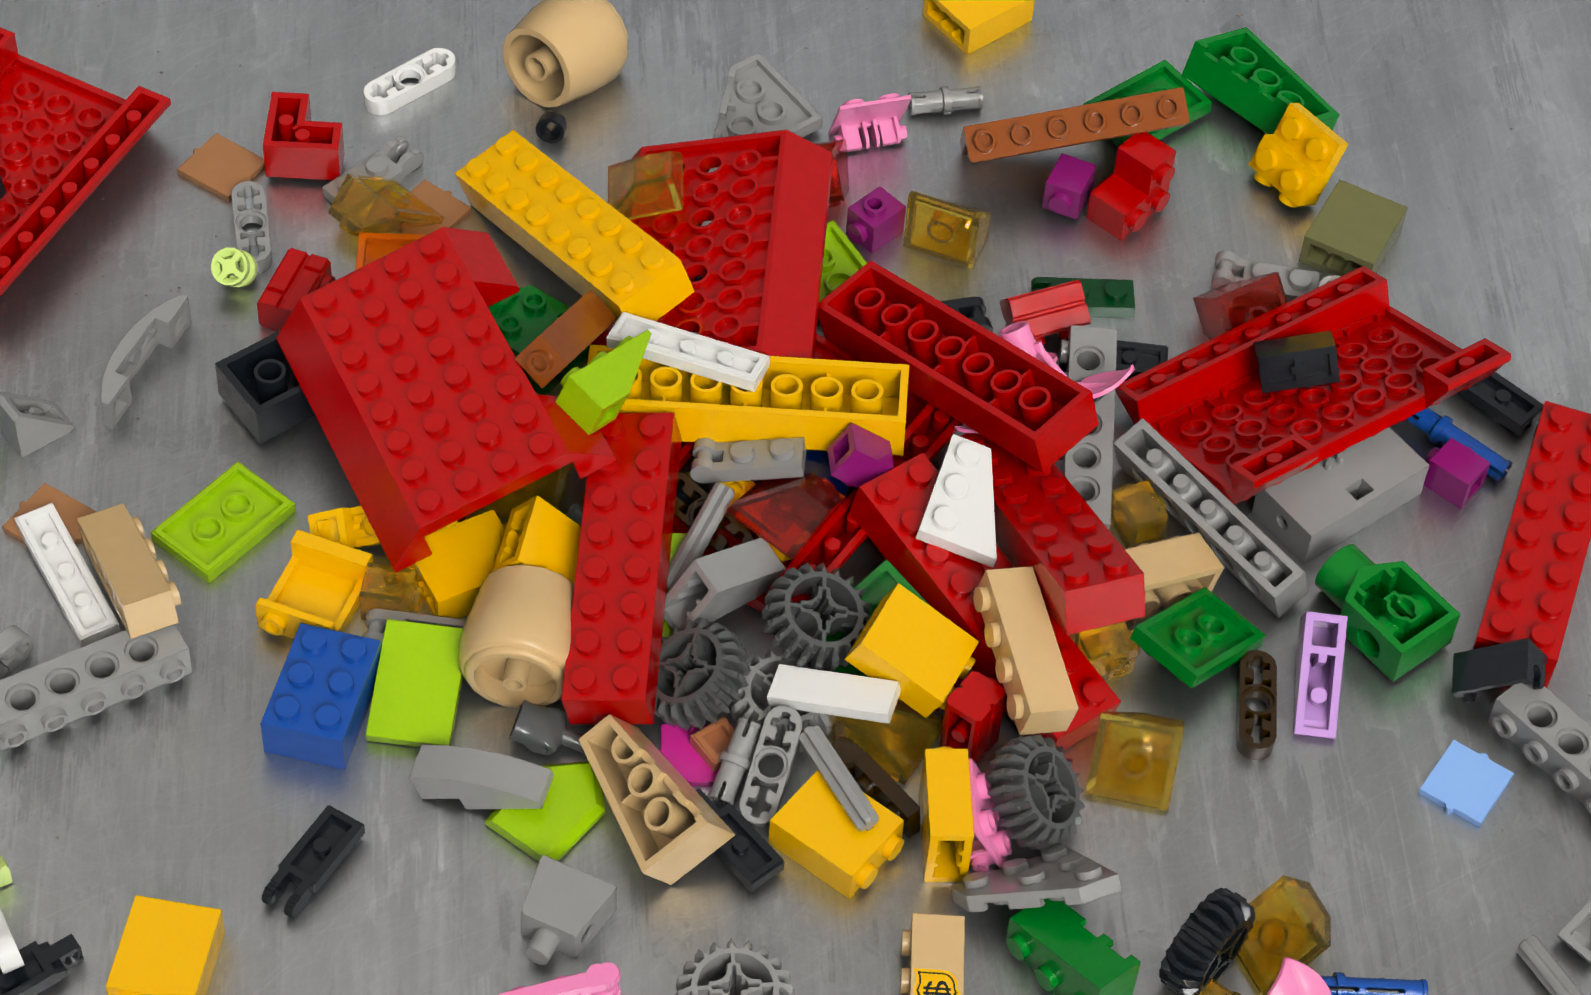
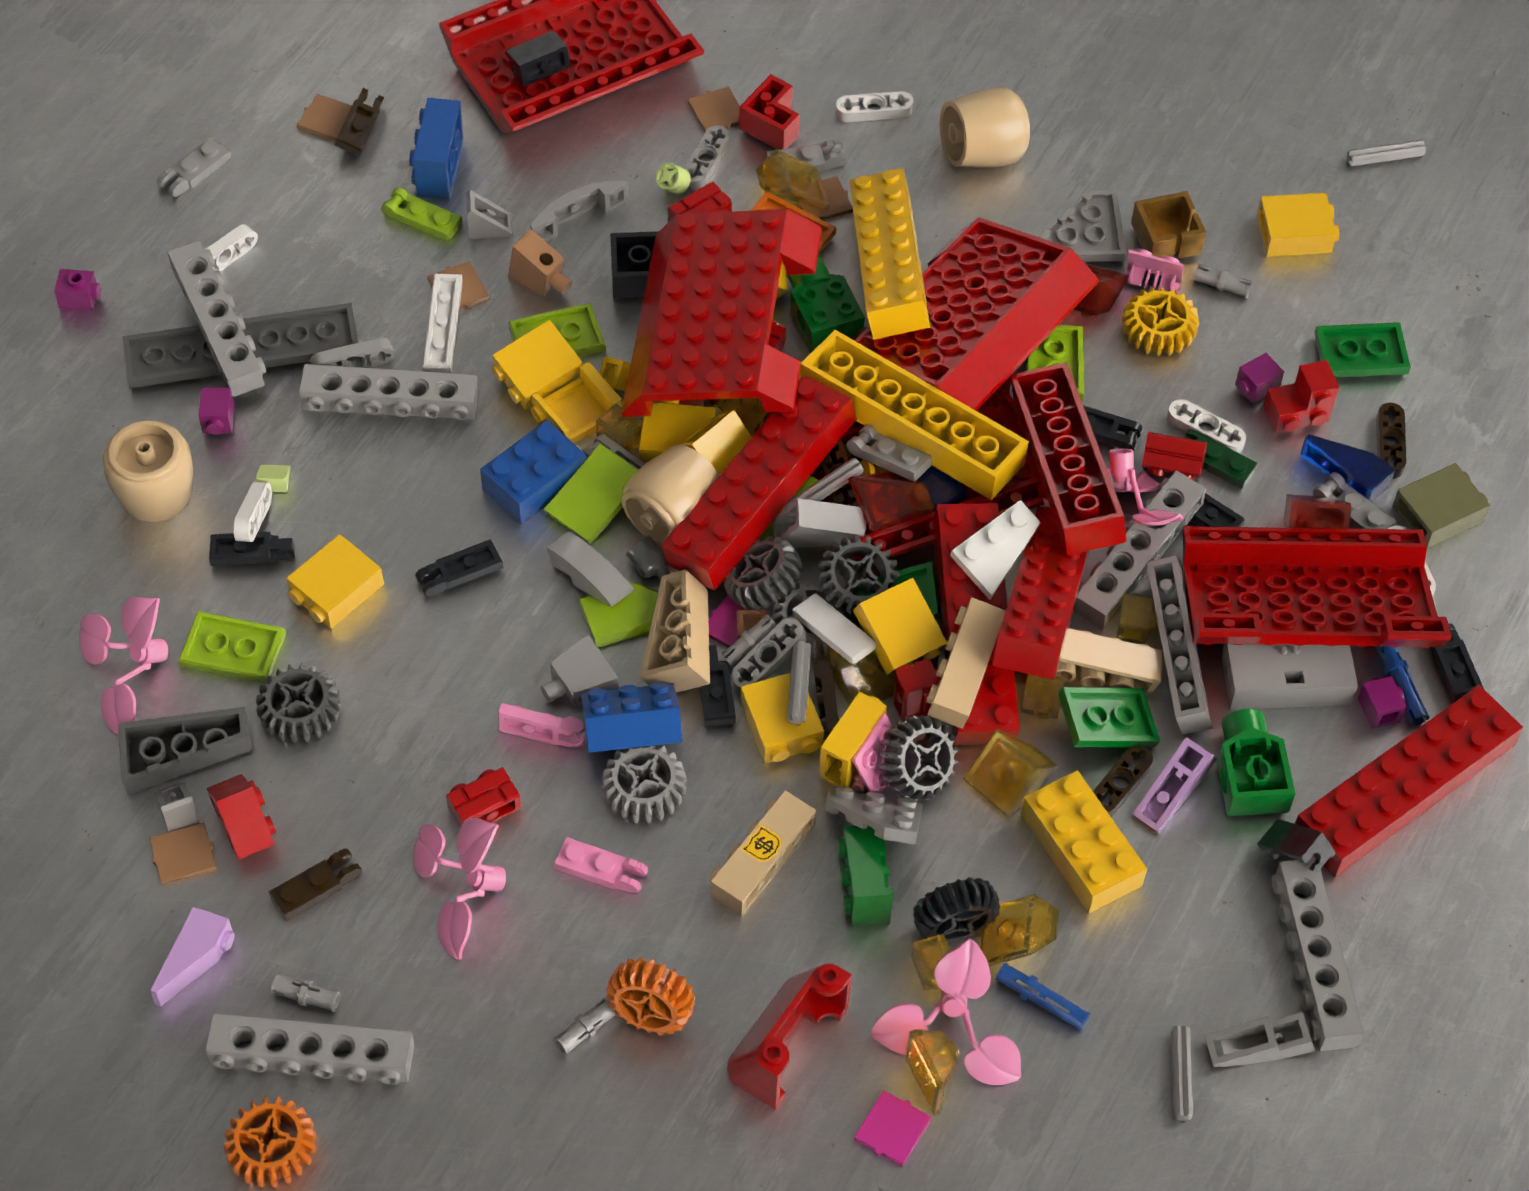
camera: 35 degrees right, 5 degrees up
(130, 570) = (472, 337): tan brick -> none
(146, 446) = (538, 265): none -> medium nougat torso
(232, 565) = (536, 364): none -> yellow brick
(557, 132) = (937, 180): black hinge -> none
(565, 338) = (816, 318): dark orange slope -> none
(600, 389) = (810, 359): lime slope -> none
(647, 185) = (957, 245): clear yellow slope -> none
(670, 925) = (631, 717): none -> blue brick
(693, 352) = (891, 364): white tile -> none
(839, 66) = (1168, 226): none -> pearl gold piece
(859, 456) = (956, 485): magenta brick -> none
(875, 219) = (1109, 339): magenta brick -> none
(915, 165) = (1160, 321): none -> yellow gear
(945, 229) = (1152, 367): clear yellow slope -> none
(1022, 257) = (1203, 416): none -> white beam
(1074, 125) = (1284, 337): dark orange bracket -> none
(1244, 232) = (1358, 467): none -> clear blue slope
(1248, 205) = (1397, 430): none -> dark brown beam
(1252, 79) = (1450, 373): green wedge -> none
(1273, 791) = (1083, 841): none -> yellow brick
(1296, 361) = (1315, 570): black hinge -> none
(1298, 157) = (1437, 433): yellow plate -> none
(1466, 783) = (1225, 907): light blue piece -> none

